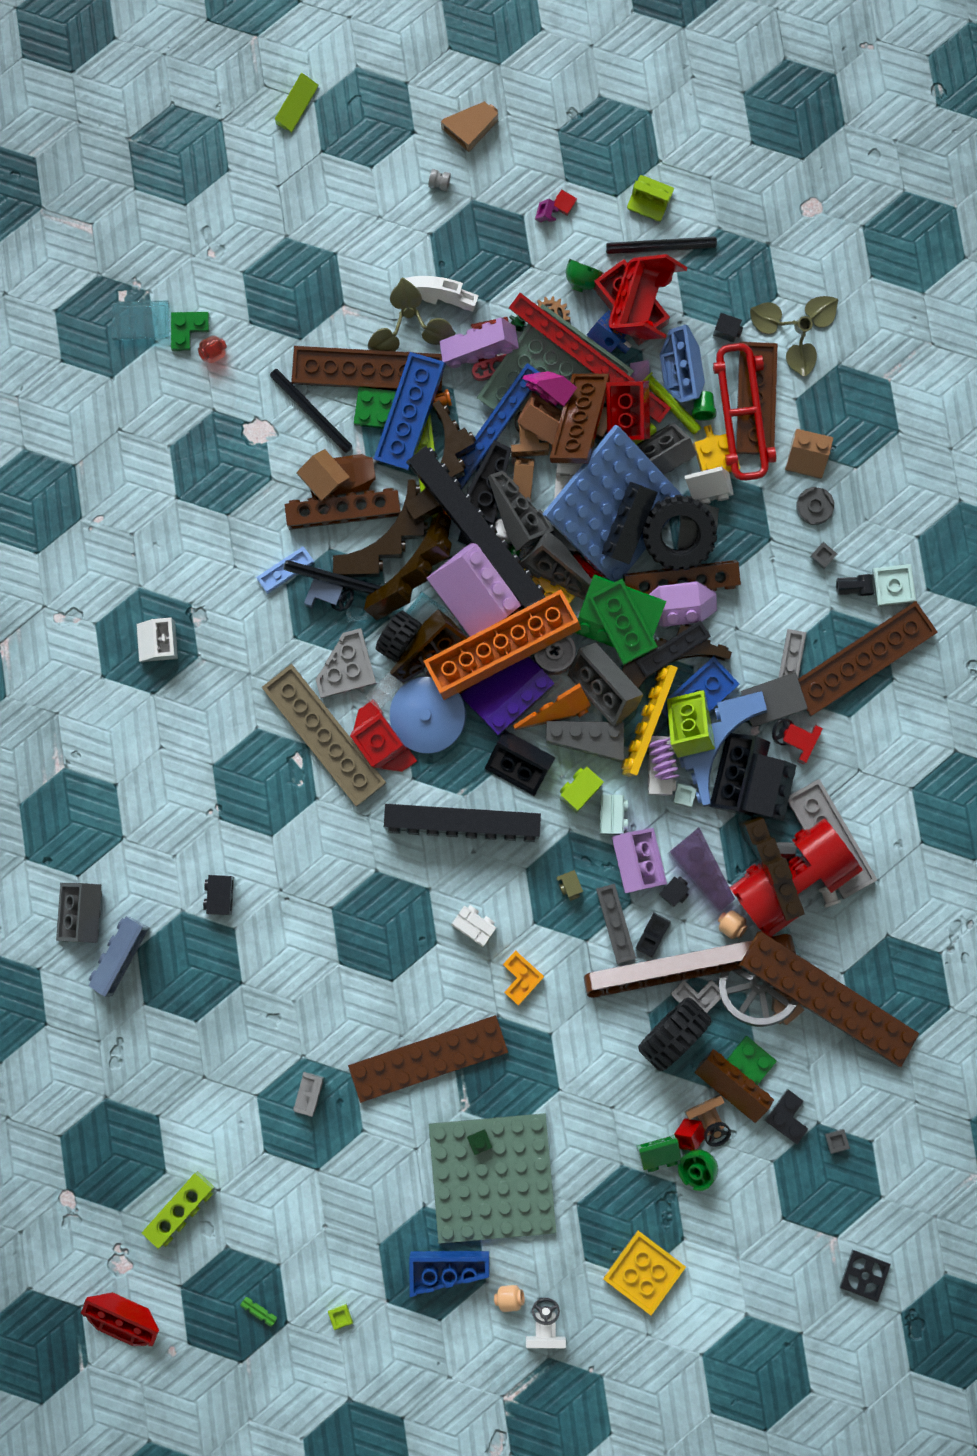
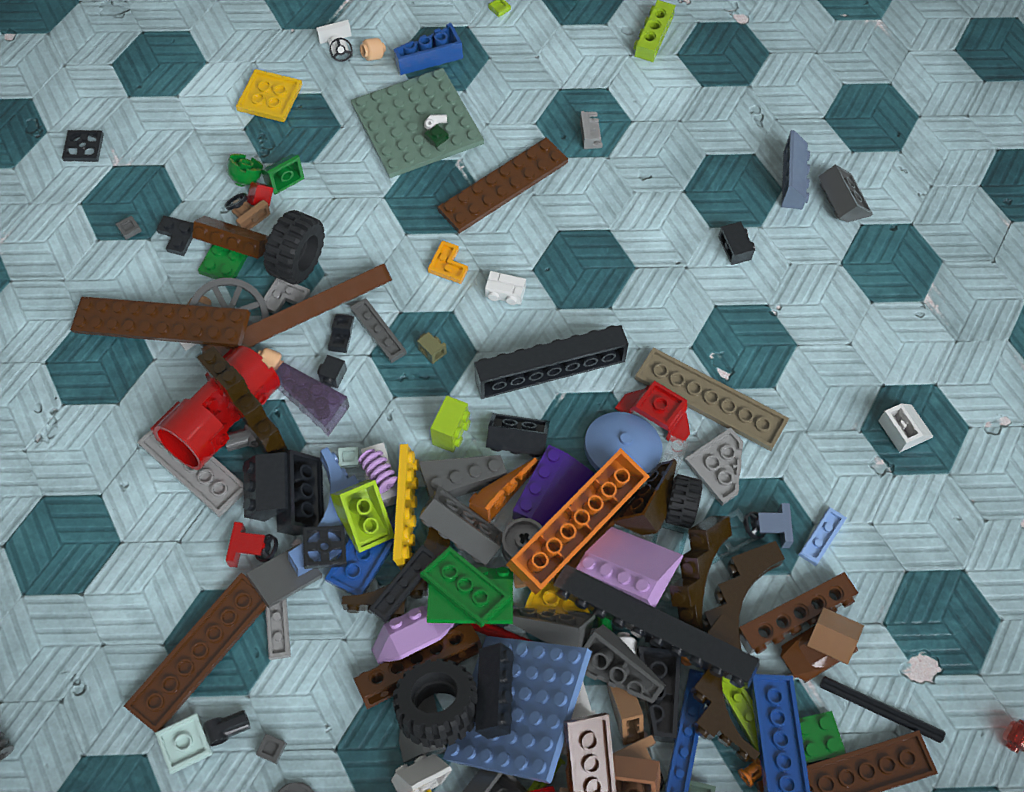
camera: 155 degrees right, 20 degrees down
(330, 577) = (774, 535): black axle -> none
(476, 1163) = (433, 120): none -> white arm
(612, 814) = (413, 417): light aqua brick -> none
(639, 860) = (373, 387): lavender slope -> none
(715, 715) = (339, 531): none -> black piece

